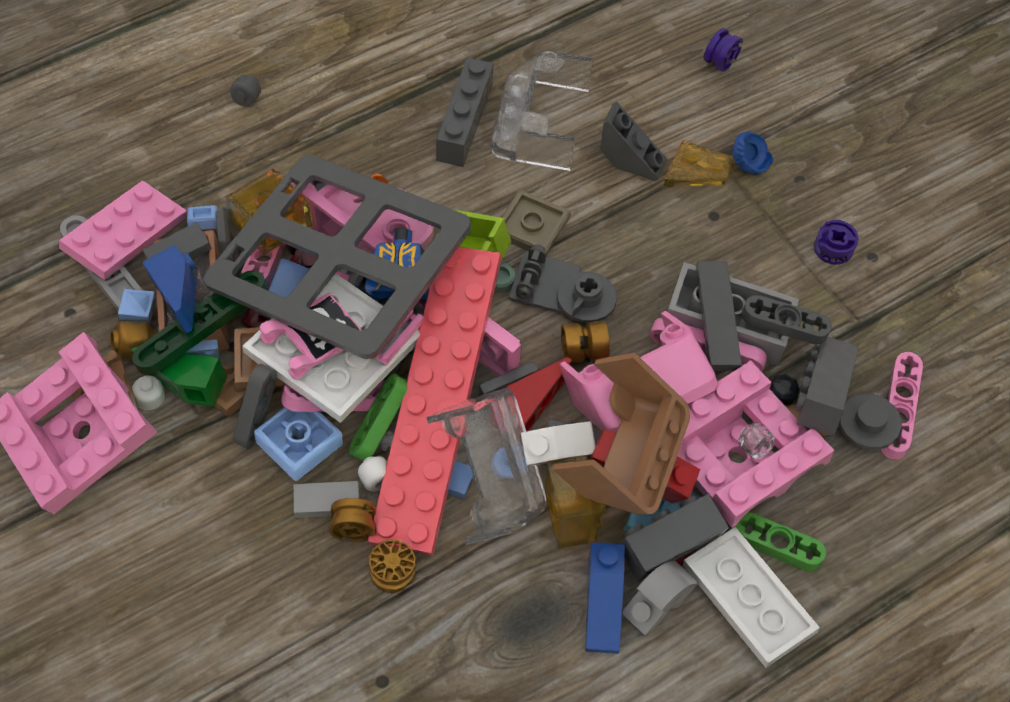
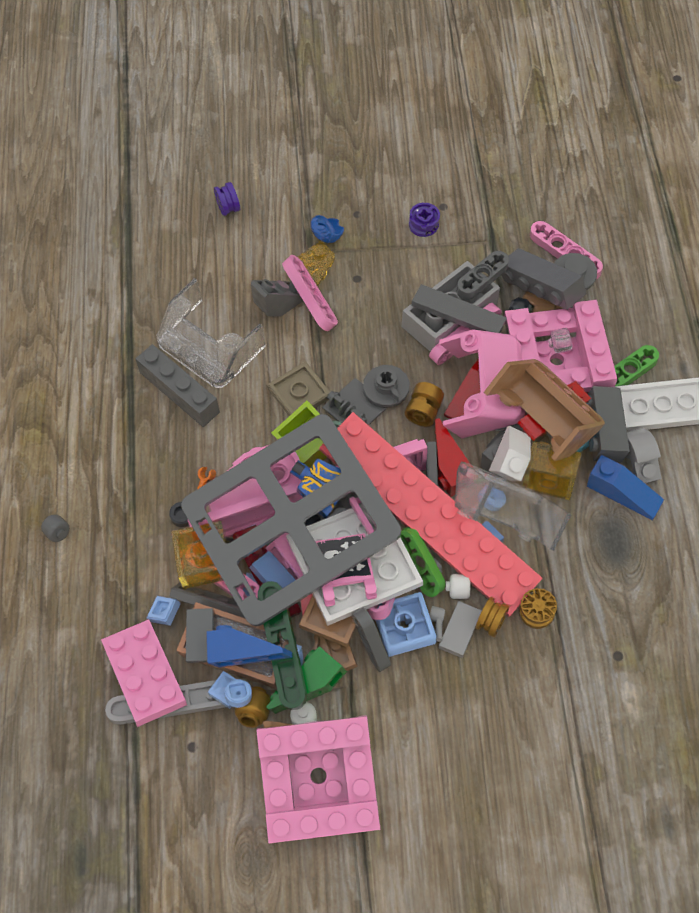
camera: 55 degrees left, 5 degrees up
(130, 311) = (238, 693): none -> light blue tile
(329, 470) = (437, 616): none -> light grey hand
(658, 176) = (310, 293): none -> bright pink beam

